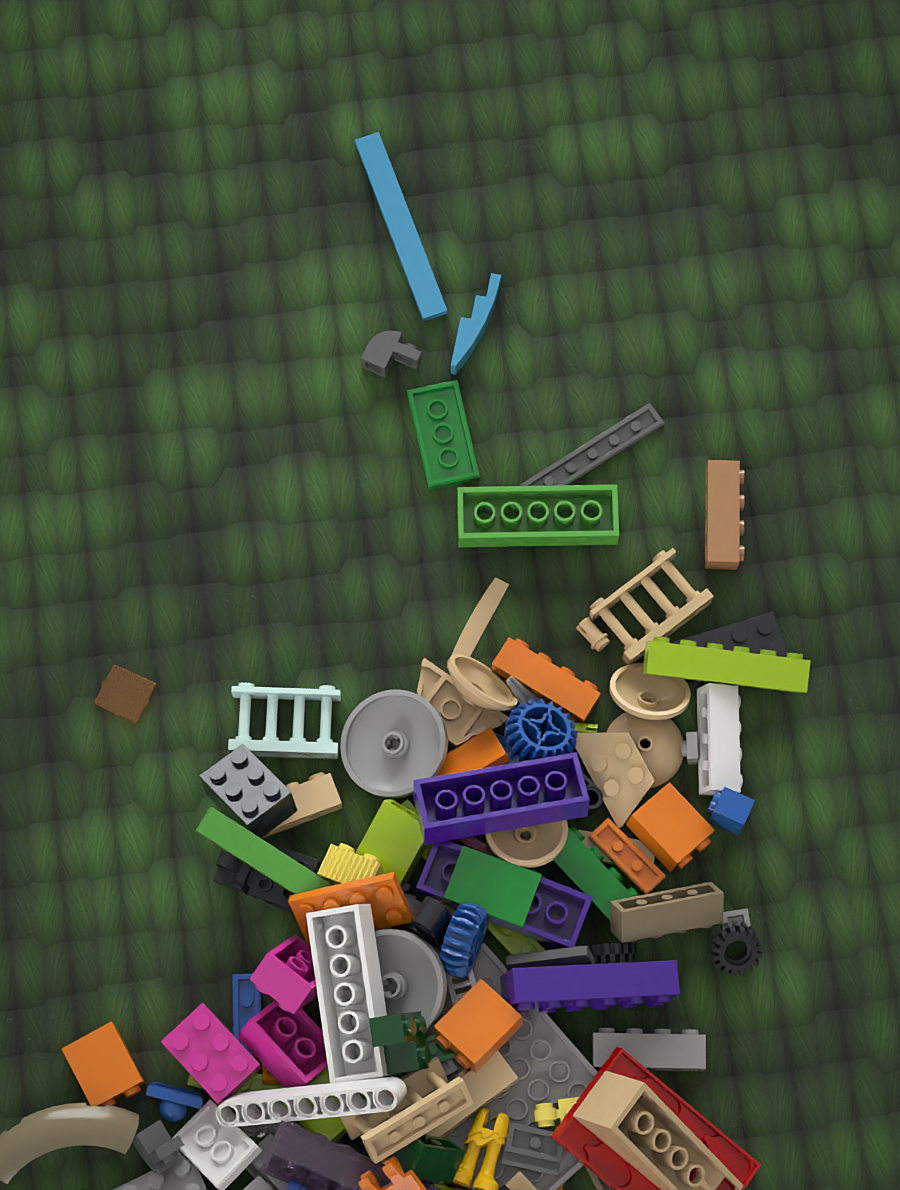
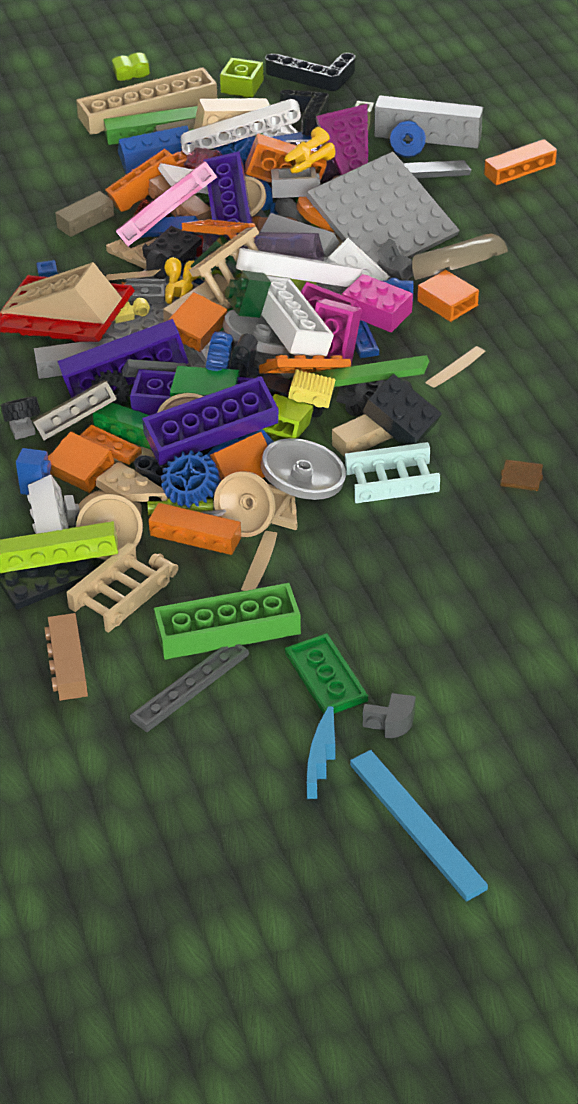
camera: 170 degrees right, 30 degrees down
(138, 922) = (455, 367): none -> tan sticker

